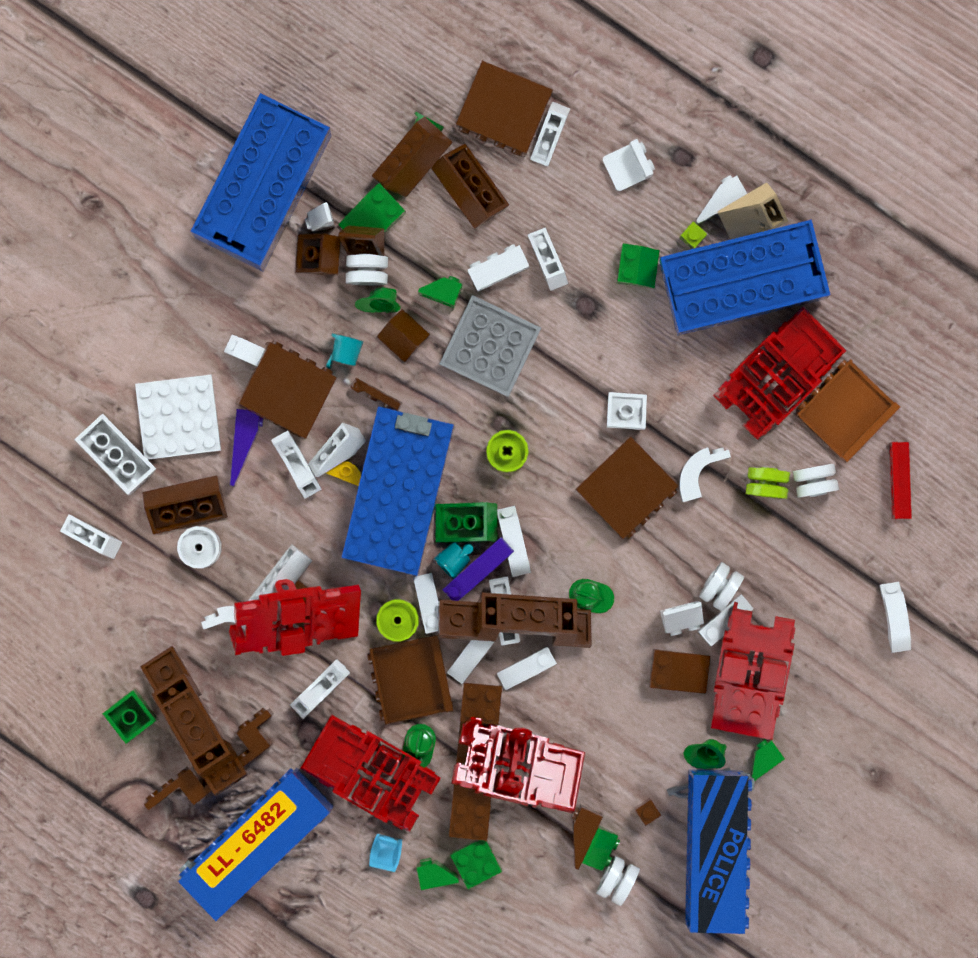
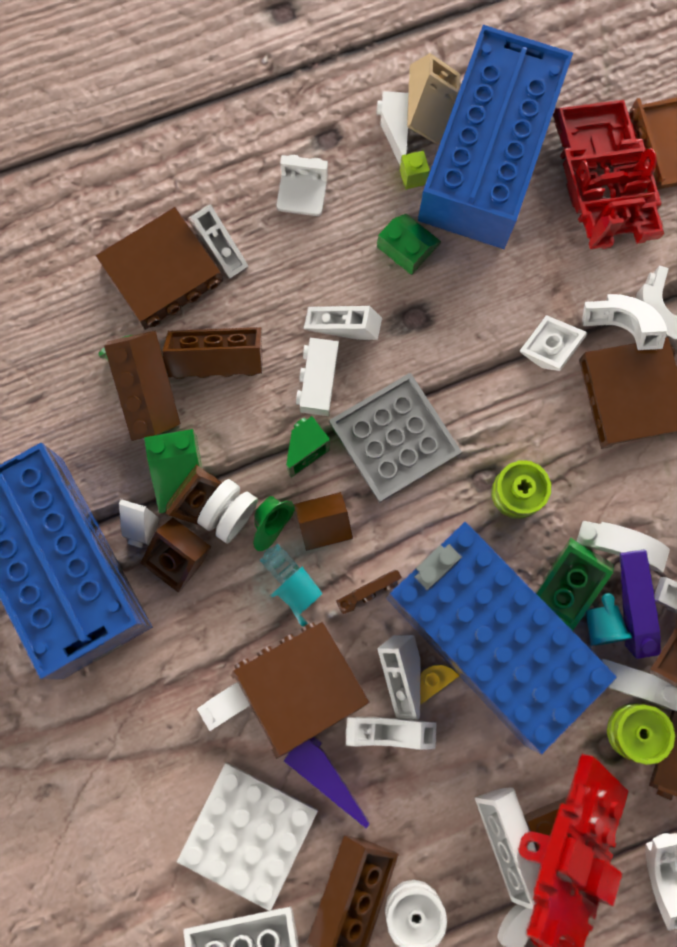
camera: 60 degrees left, 10 degrees down
(358, 320) = (274, 558): none -> clear light blue brick
(679, 450) = (631, 314): none -> white arch

